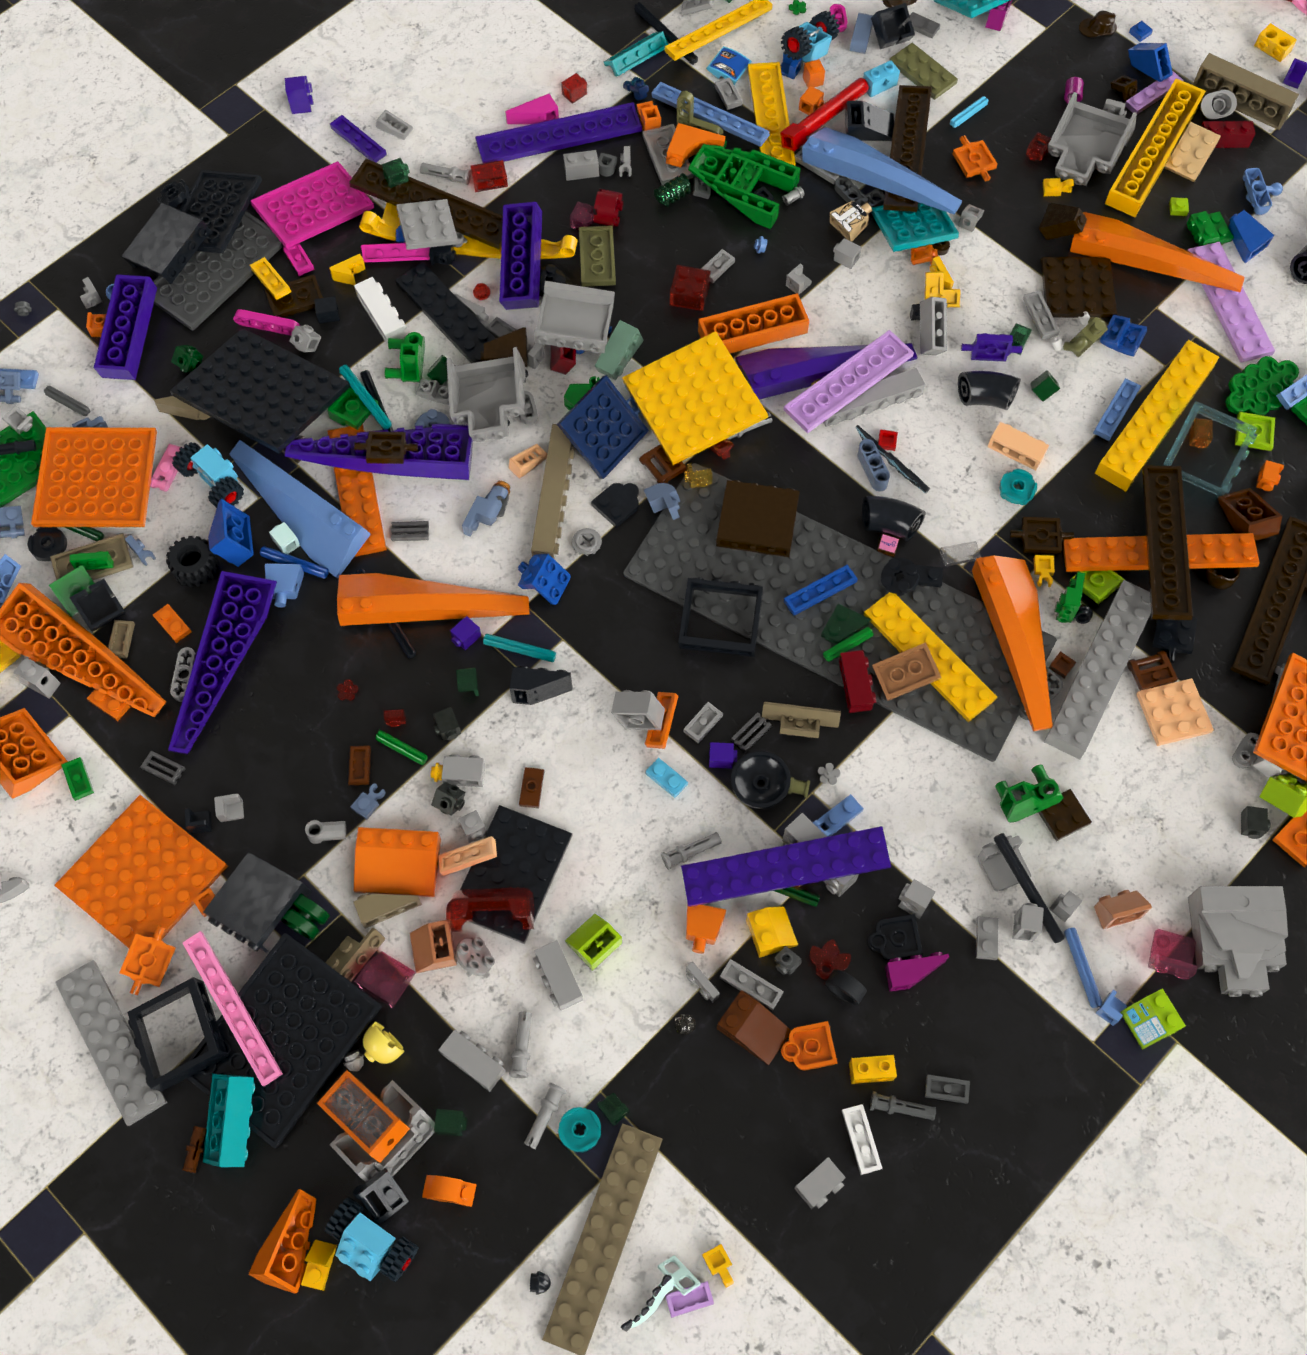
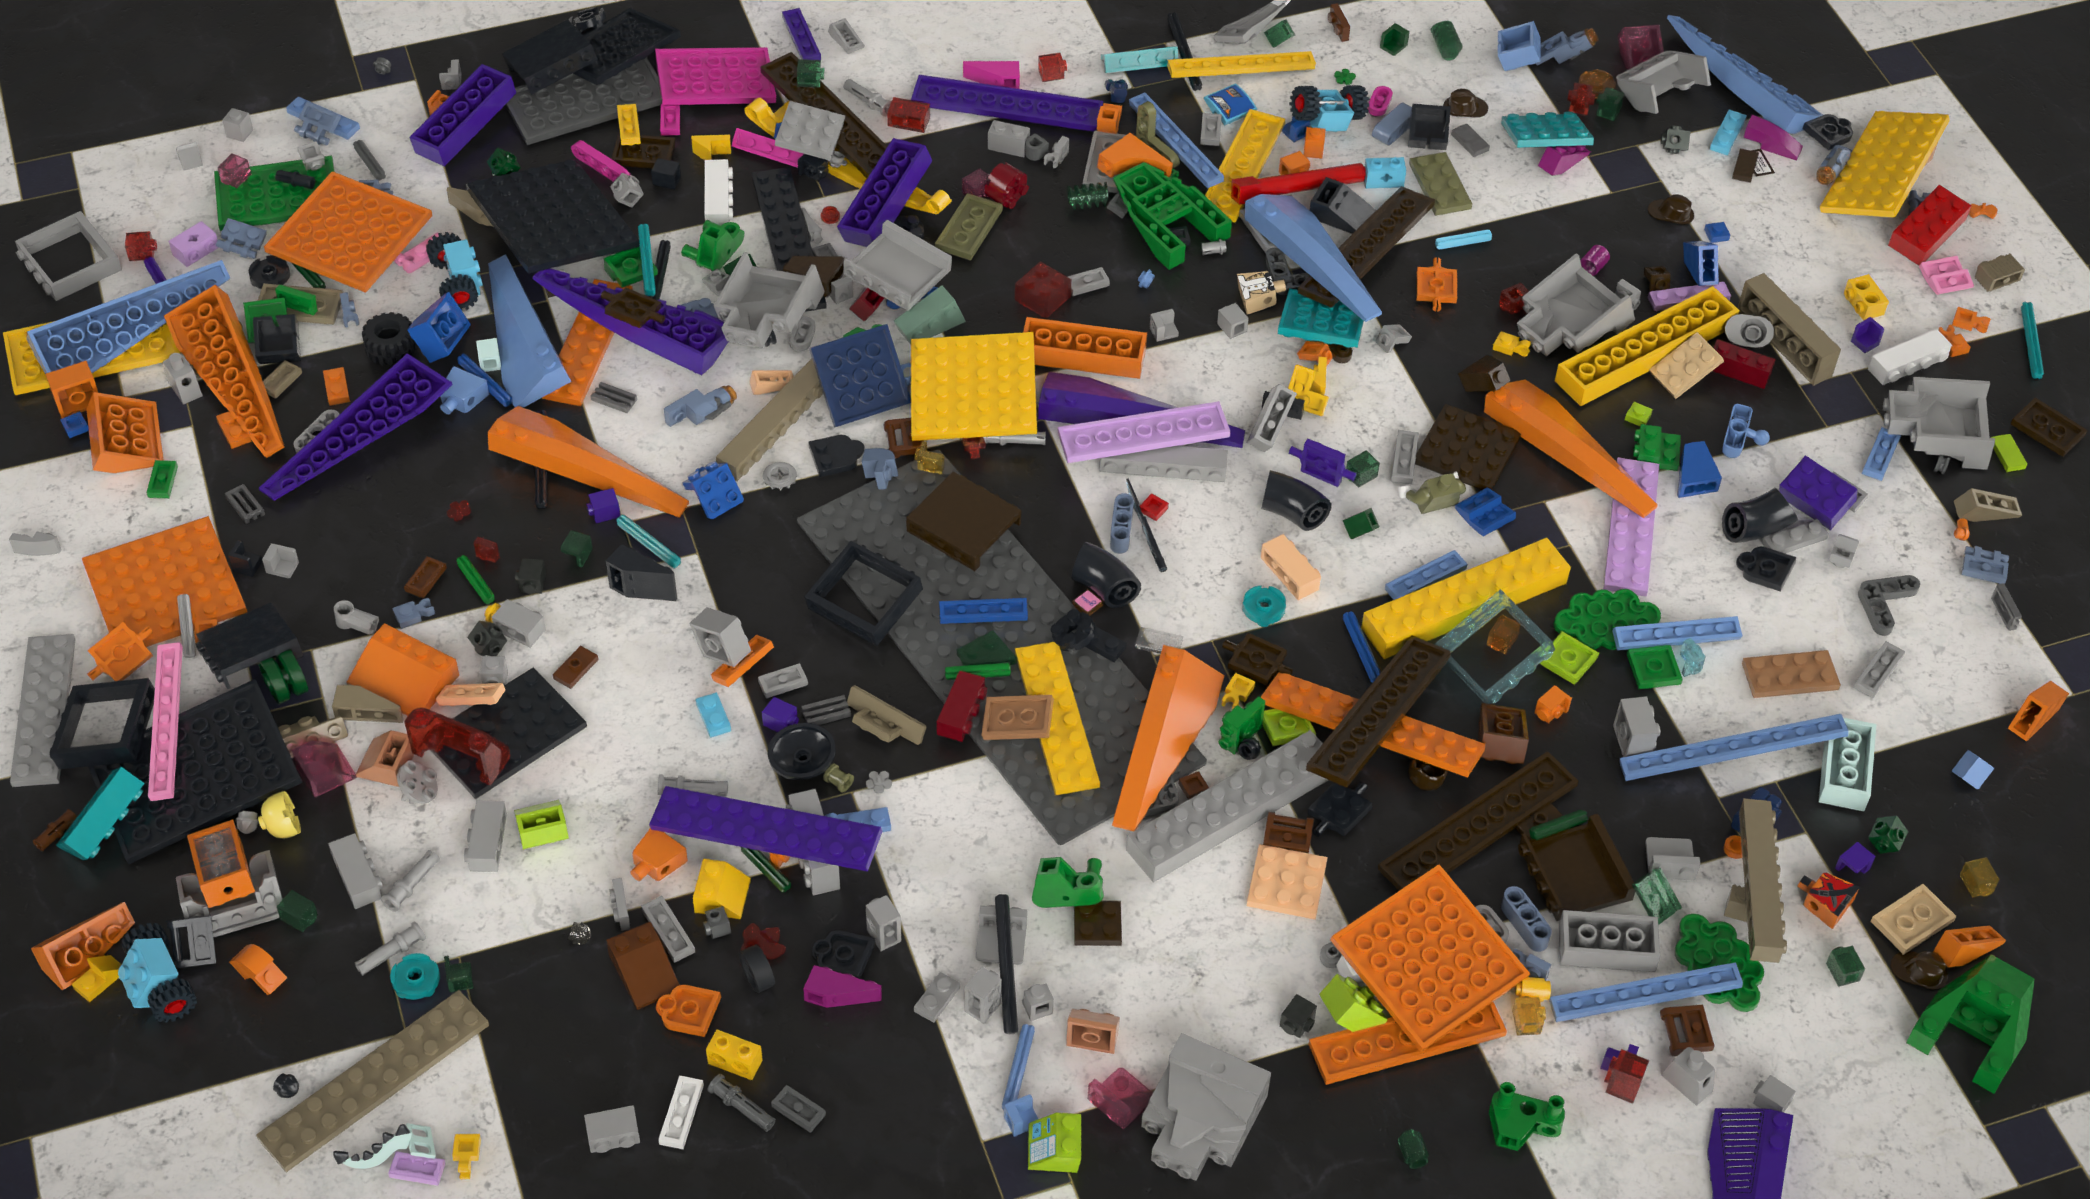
camera: 25 degrees right, 15 degrees down
(189, 908) = (186, 626): none -> light grey axle
(1108, 489) = (1361, 645): none -> blue axle

